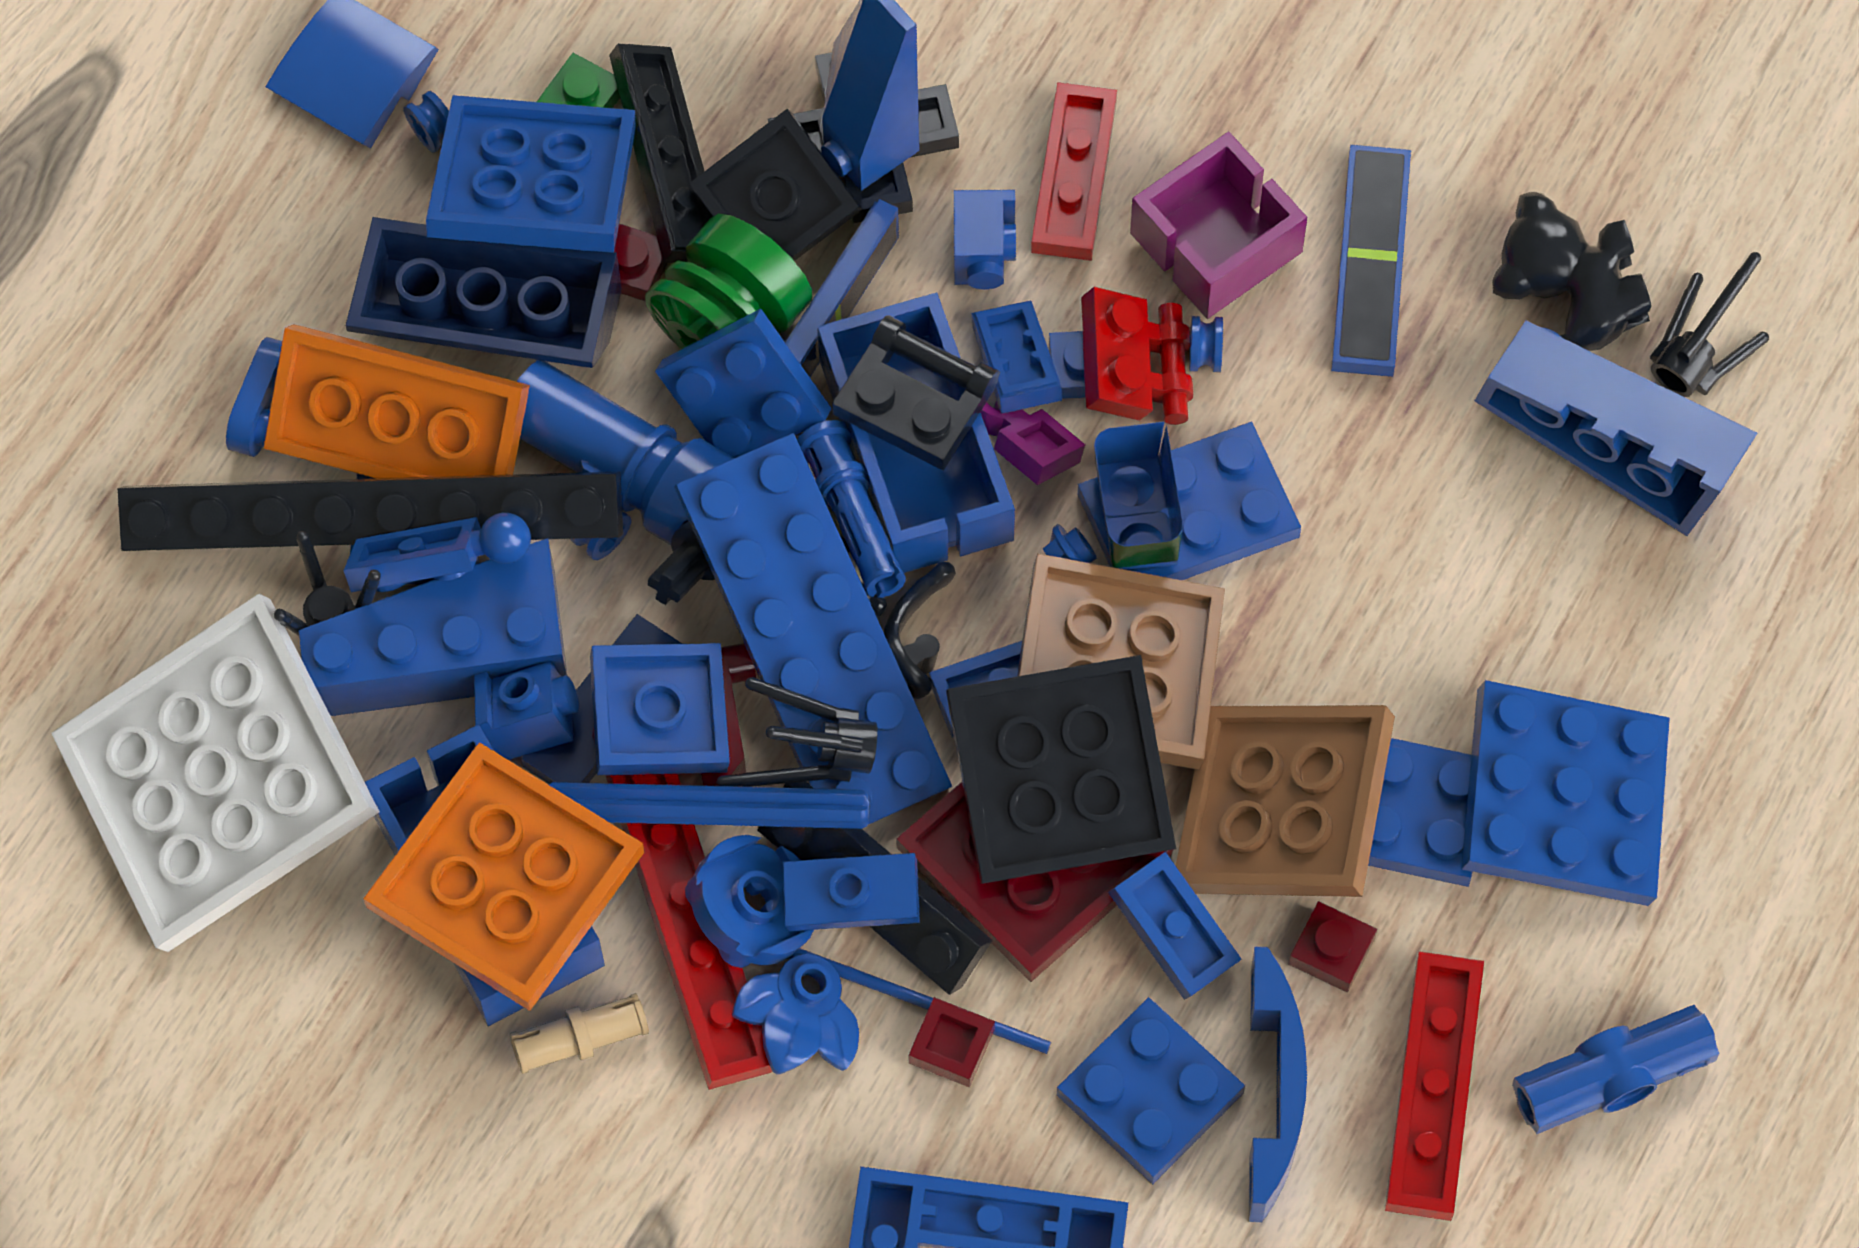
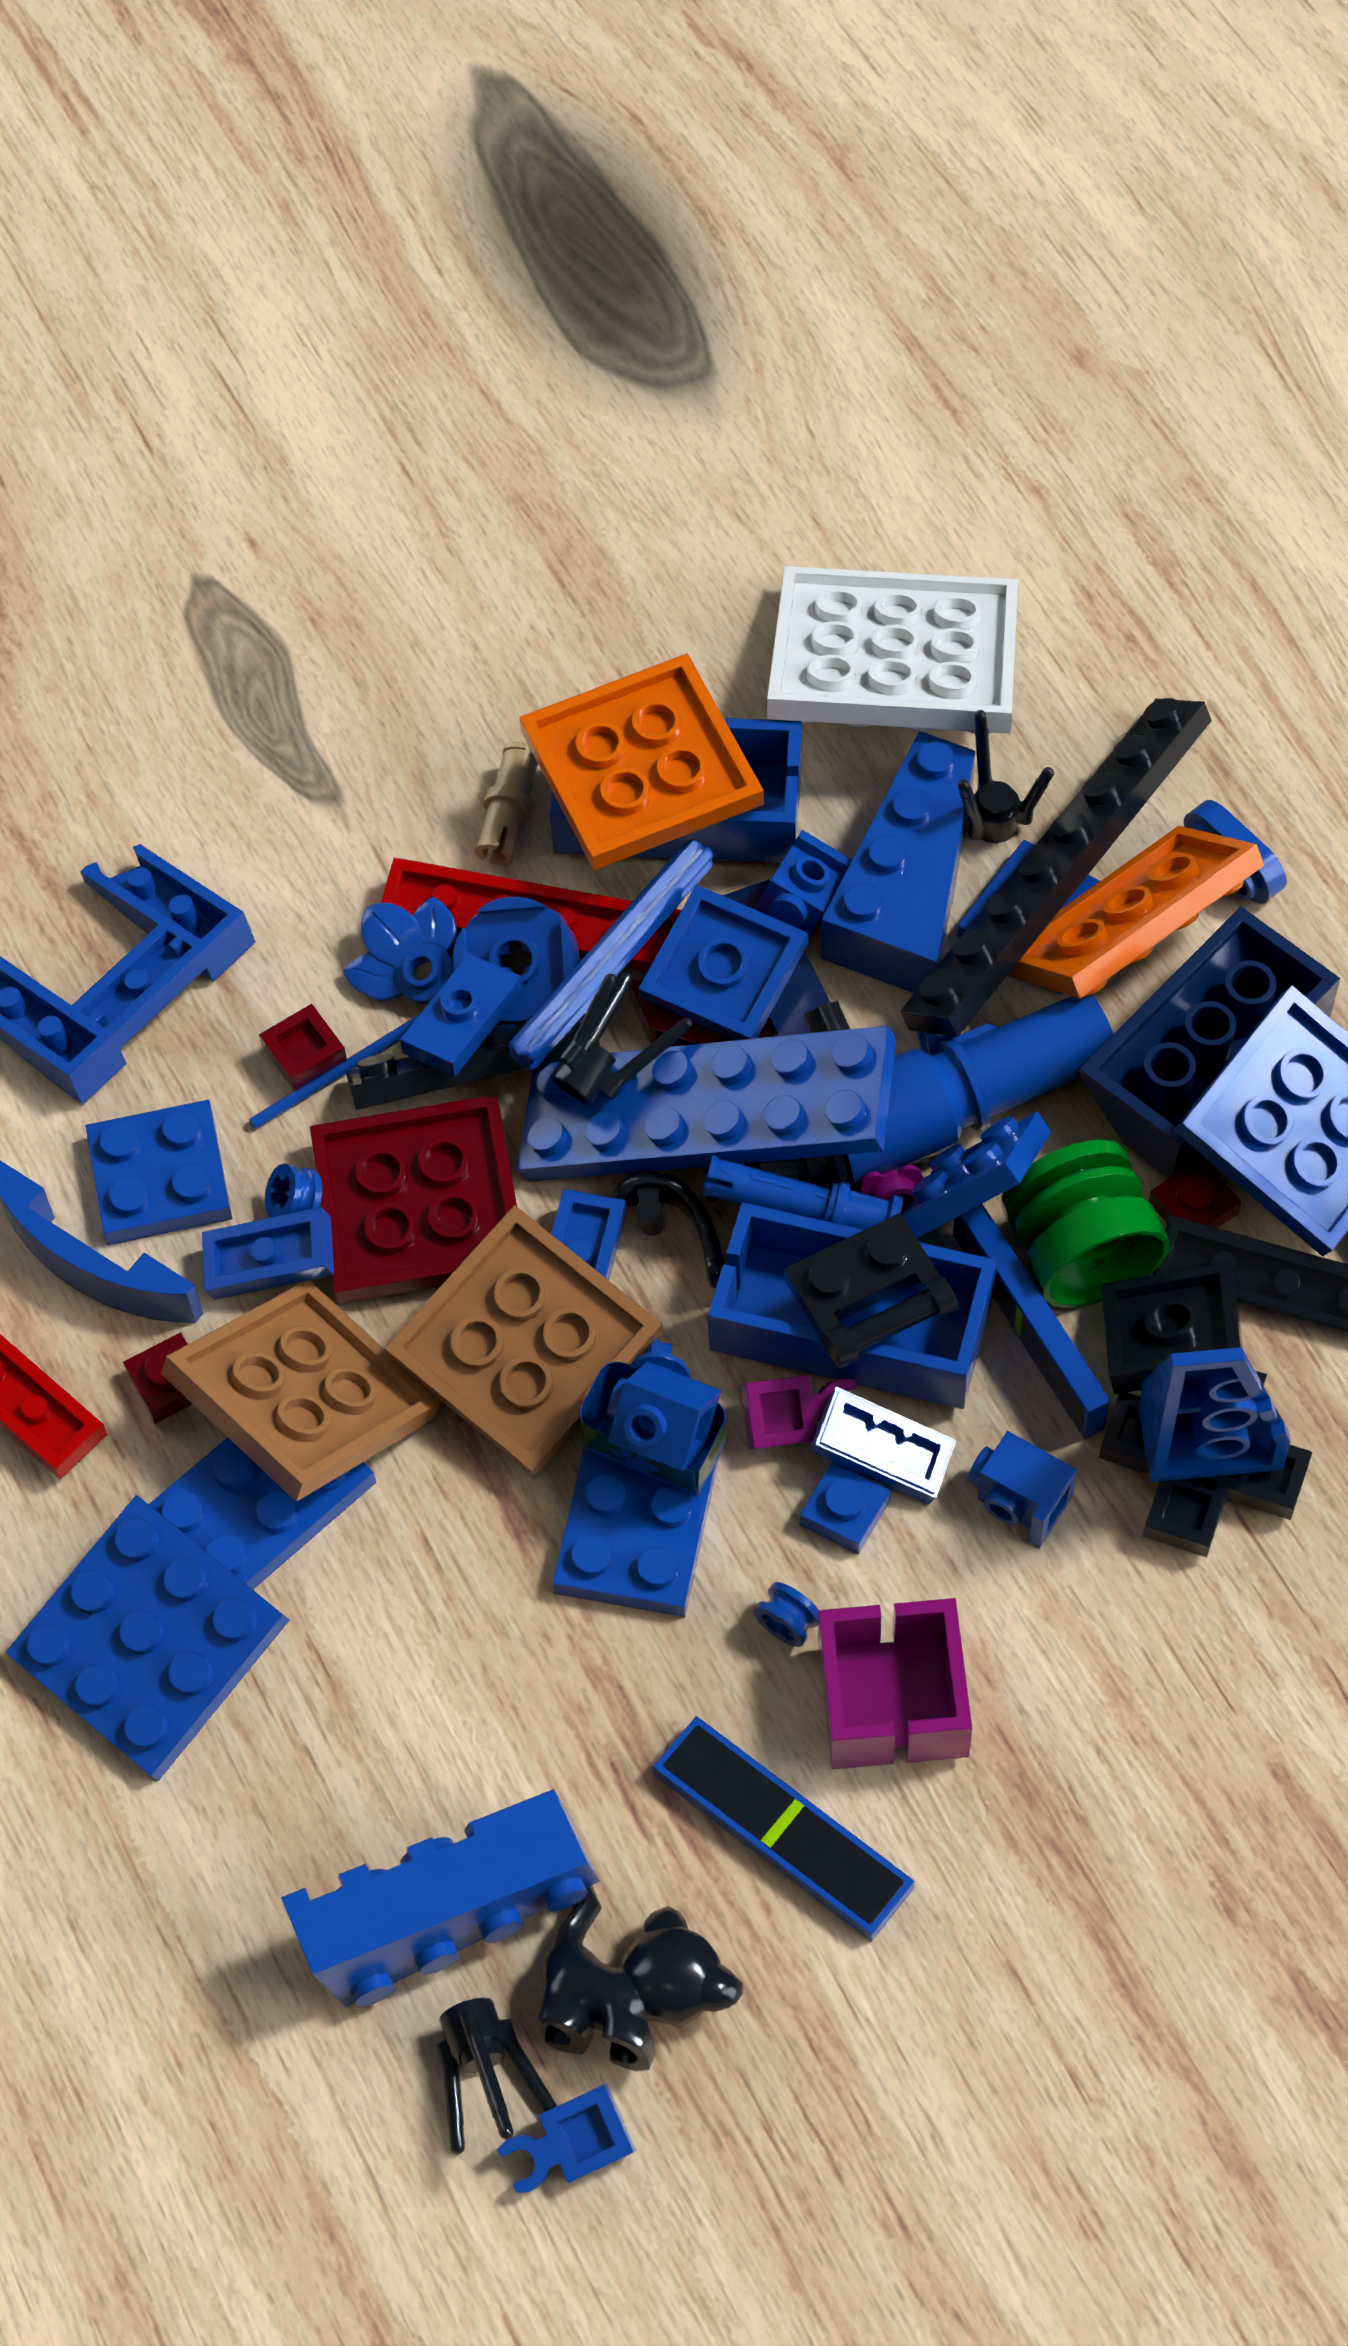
camera: 125 degrees right, 5 degrees down
(436, 551) = (976, 865): blue plate -> none
(1060, 769) = (445, 1214): black plate -> none
(1074, 171) = (1047, 1613): plate -> none
(1118, 357) = (821, 1522): red plate -> none
(1119, 943) = (292, 1190): none -> blue bush
(1139, 467) = (662, 1415): none -> blue brick
(1703, 251) = (579, 2137): none -> blue plate

